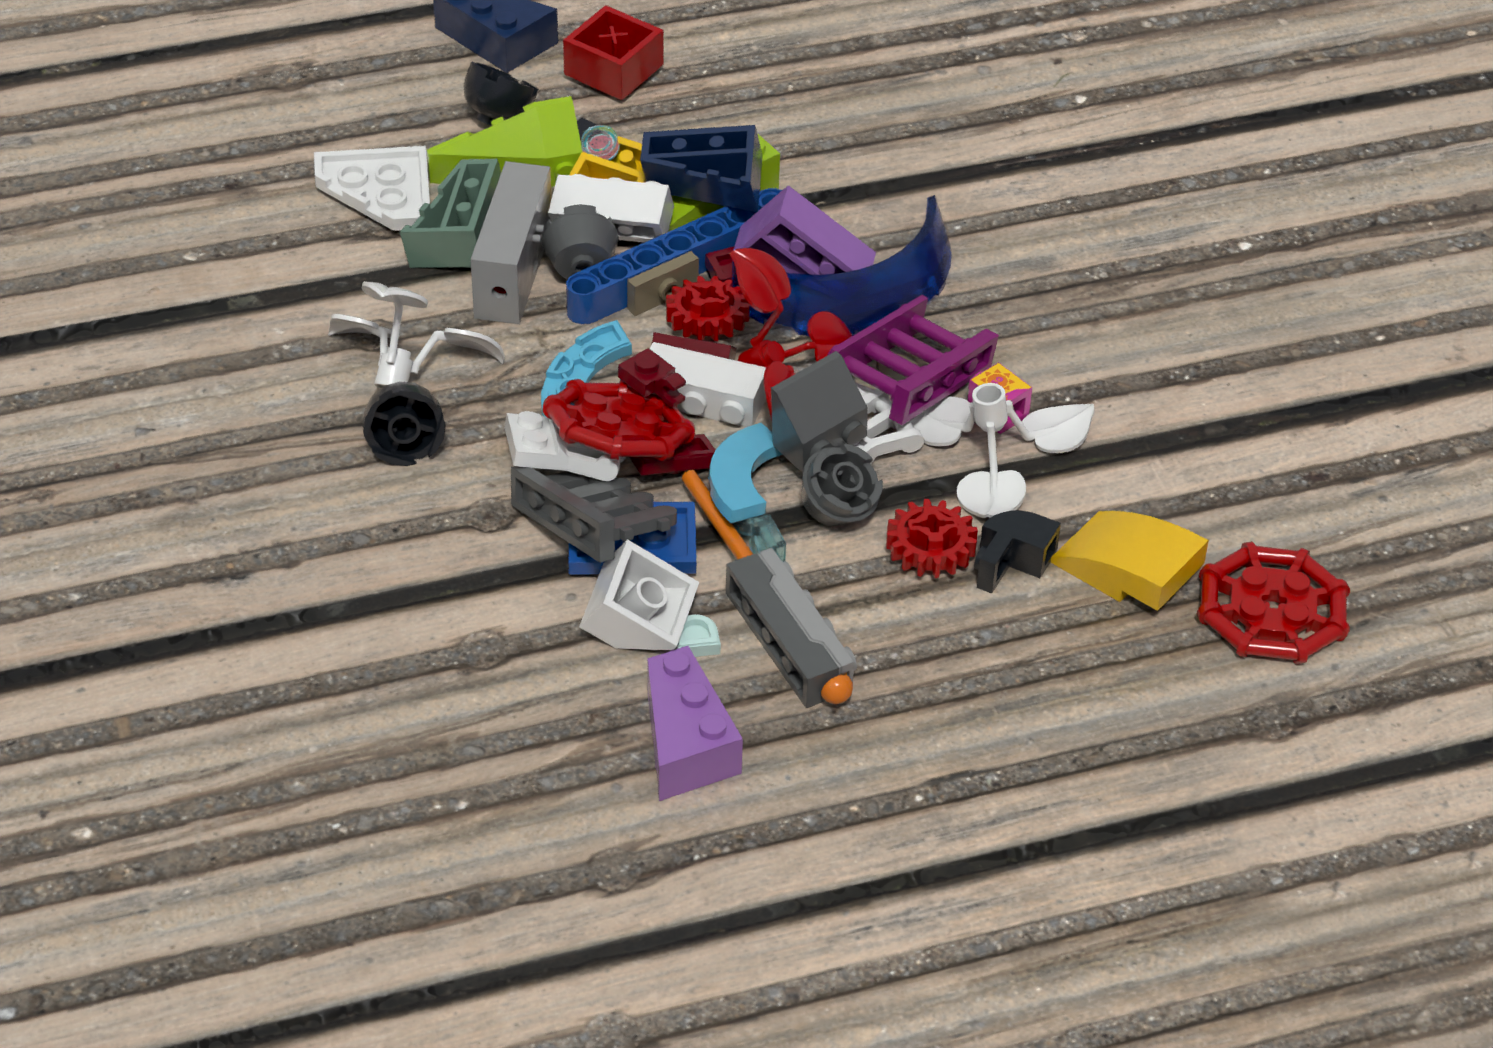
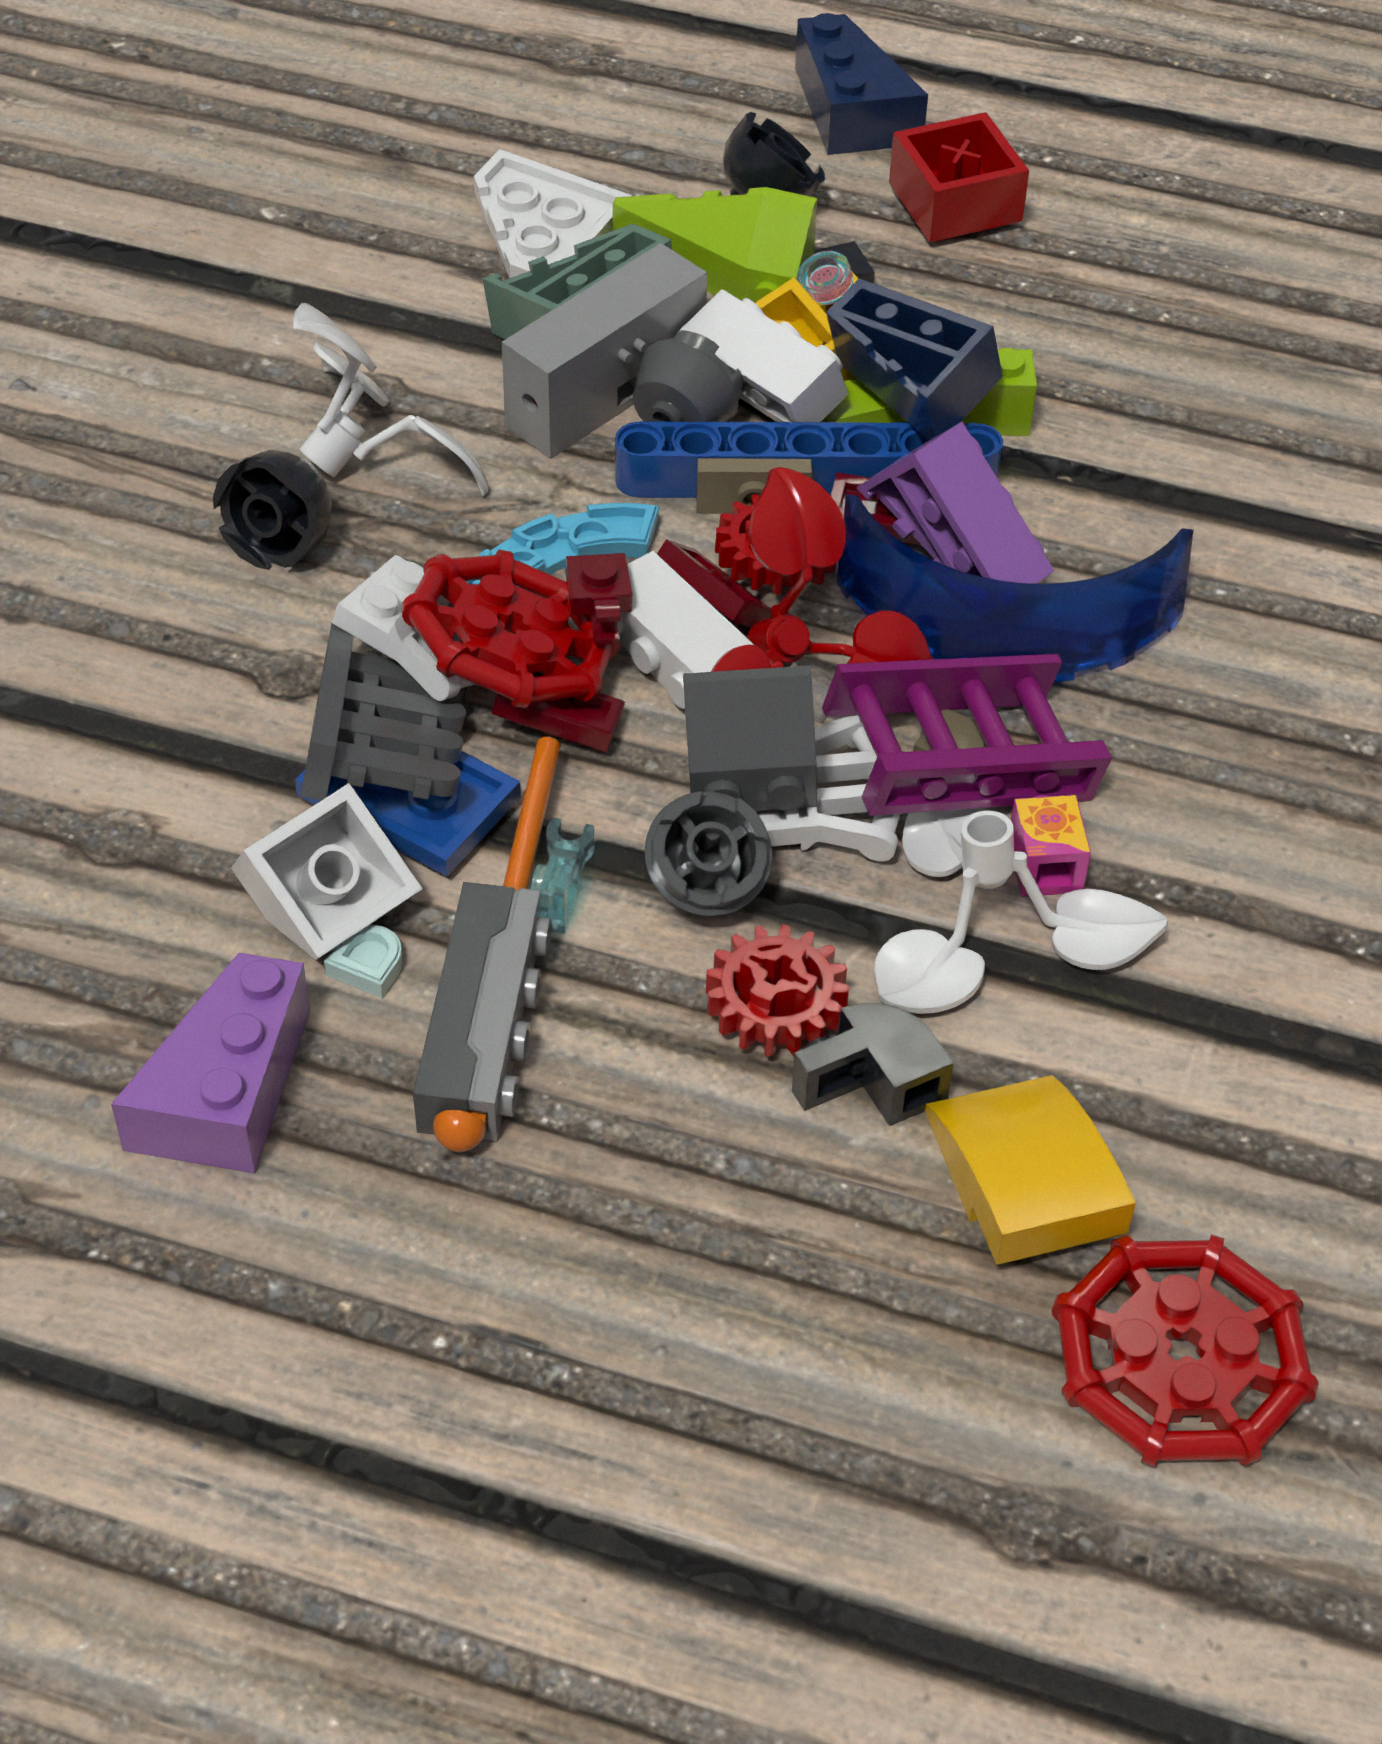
camera: 35 degrees right, 5 degrees up
(732, 469) = (592, 763): medium azure tile -> none

